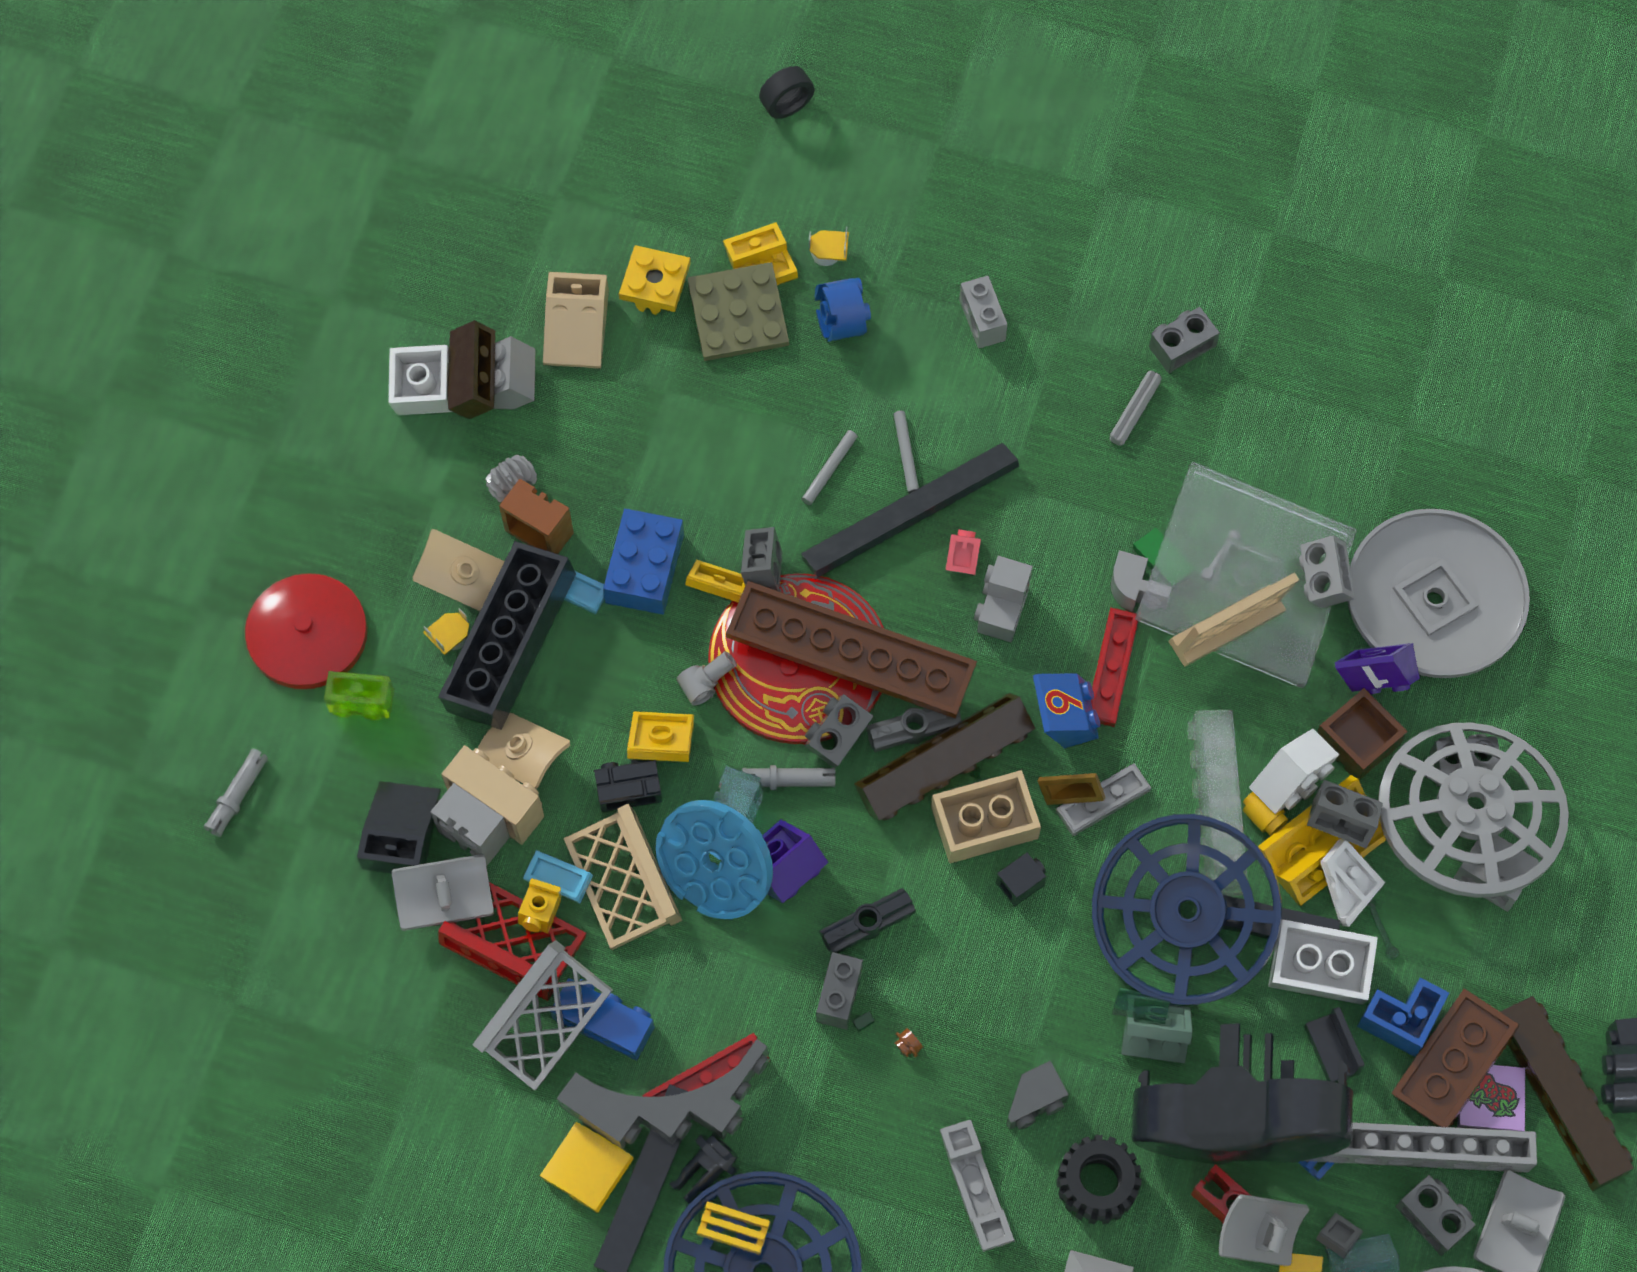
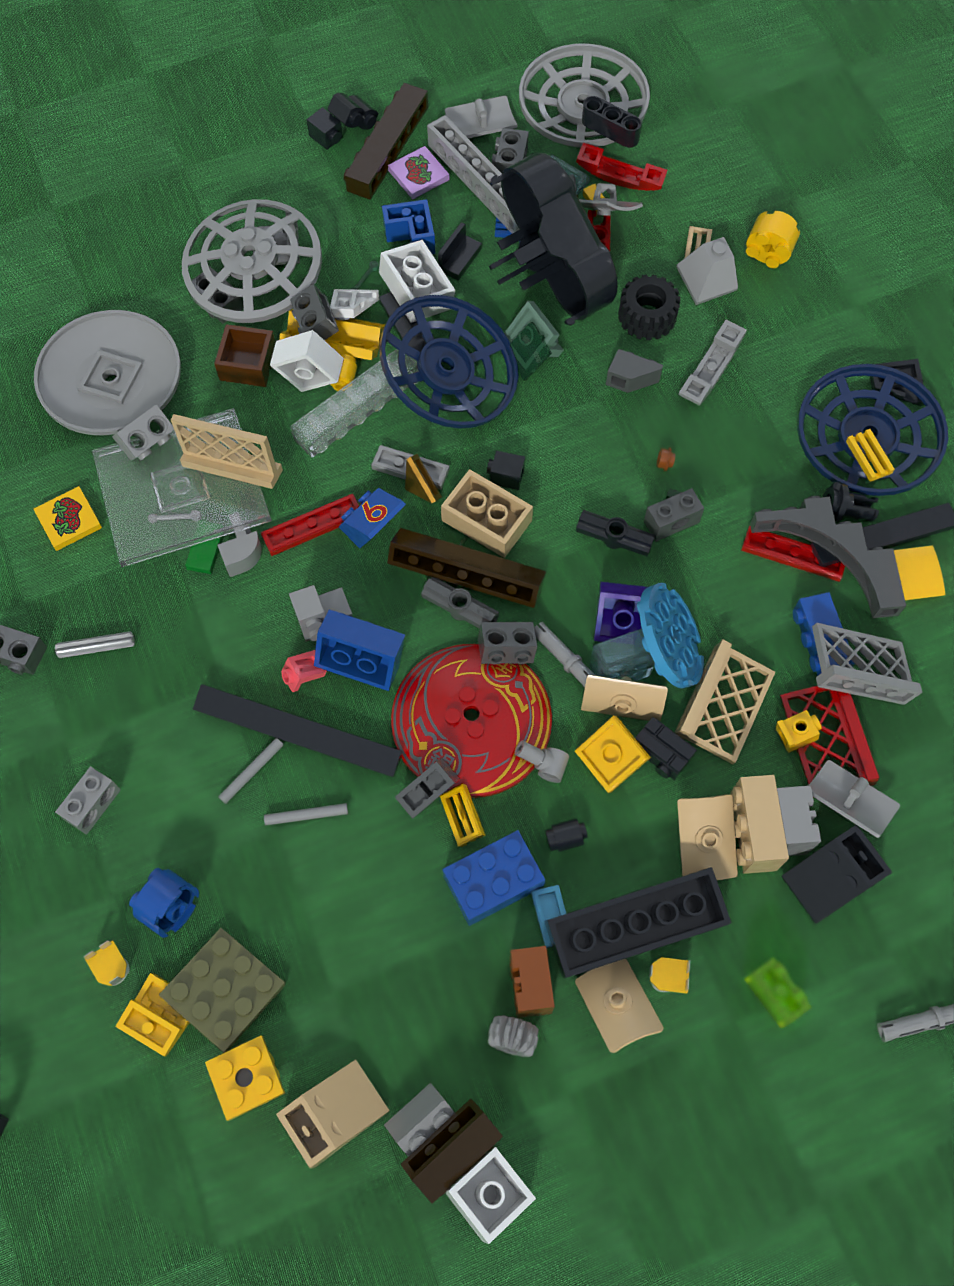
camera: 130 degrees left, 0 degrees up
(305, 630) = (763, 1093): red dish -> none
(559, 873) = (763, 742): medium azure tile -> none
(628, 646) = (566, 835): none -> black brick
(697, 781) = (624, 697): none -> tan shield
(851, 649) = (447, 674): reddish brown plate -> none
(935, 597) = (358, 650): none -> blue brick
(1294, 465) = (67, 518): none -> yellow tile
(1379, 668) = (190, 362): dark purple slope -> none
(1455, 1059) = (408, 183): reddish brown plate -> none

